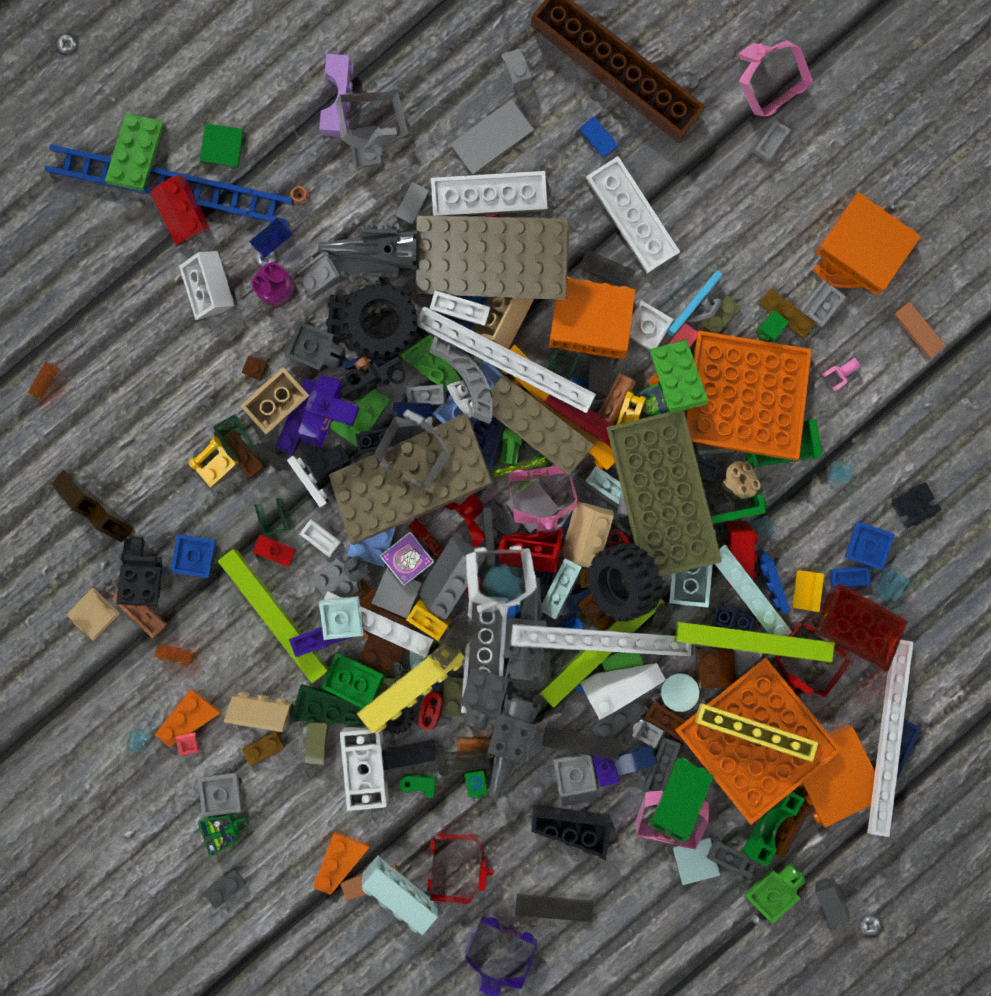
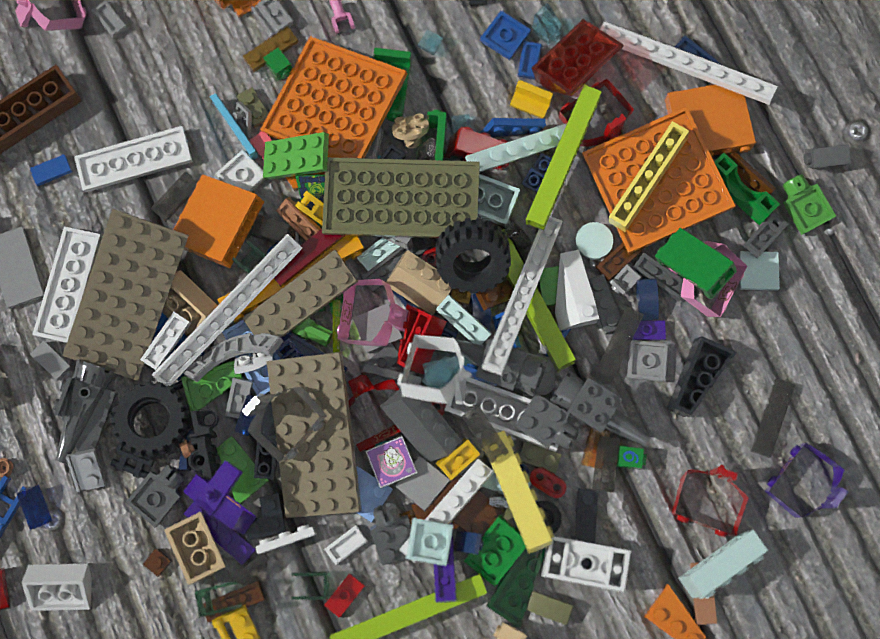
camera: 70 degrees left, 10 degrees down
(273, 285) = (80, 516): magenta piece -> none
(352, 652) = (468, 542): none -> dark blue slope
(418, 782) = (616, 513): green leg -> none
(715, 667) = (578, 202): reddish brown slope -> none

